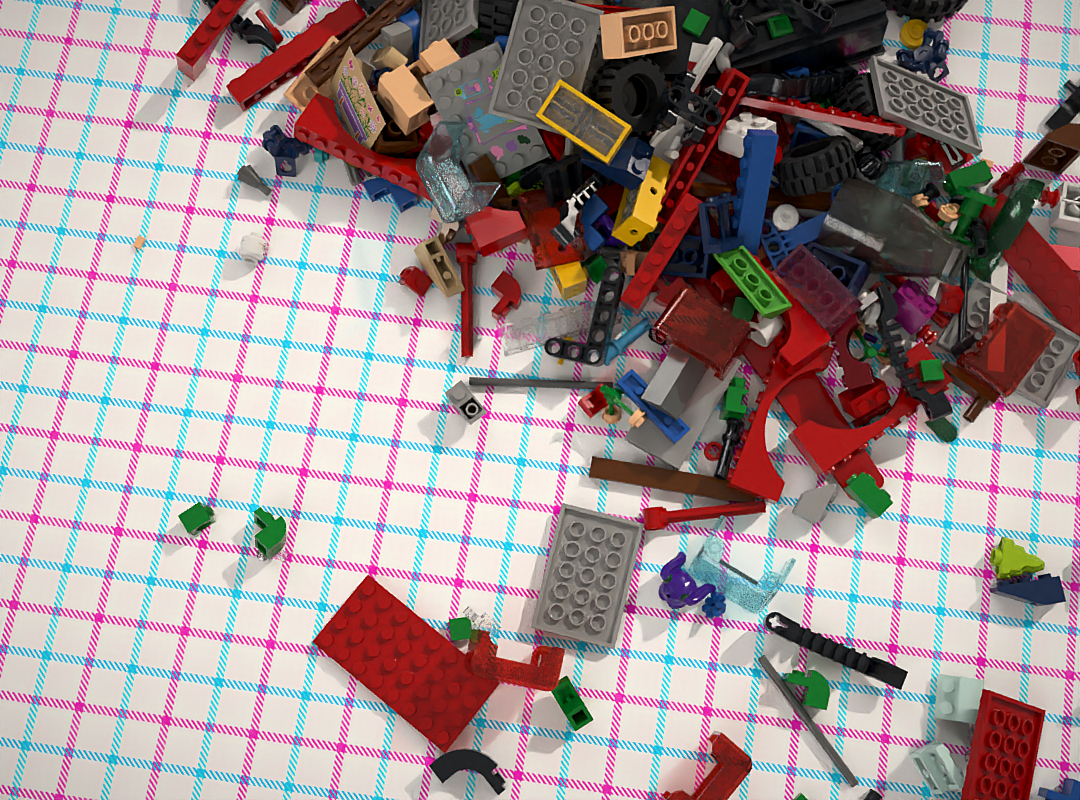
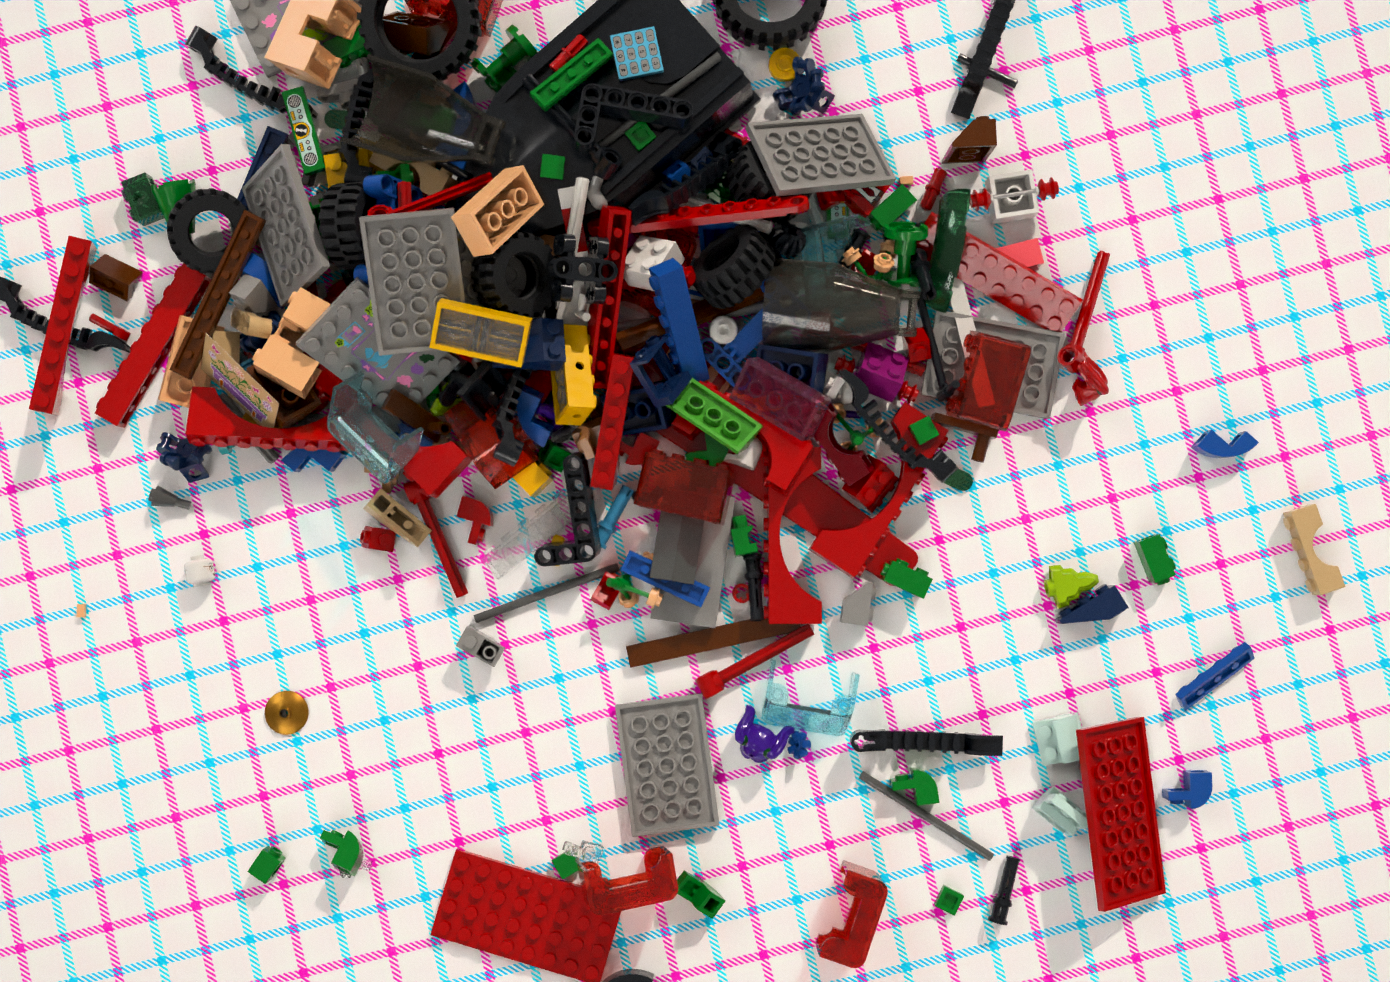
camera: 20 degrees left, 10 degrees up
(279, 402) = (296, 708): none -> pearl gold dish

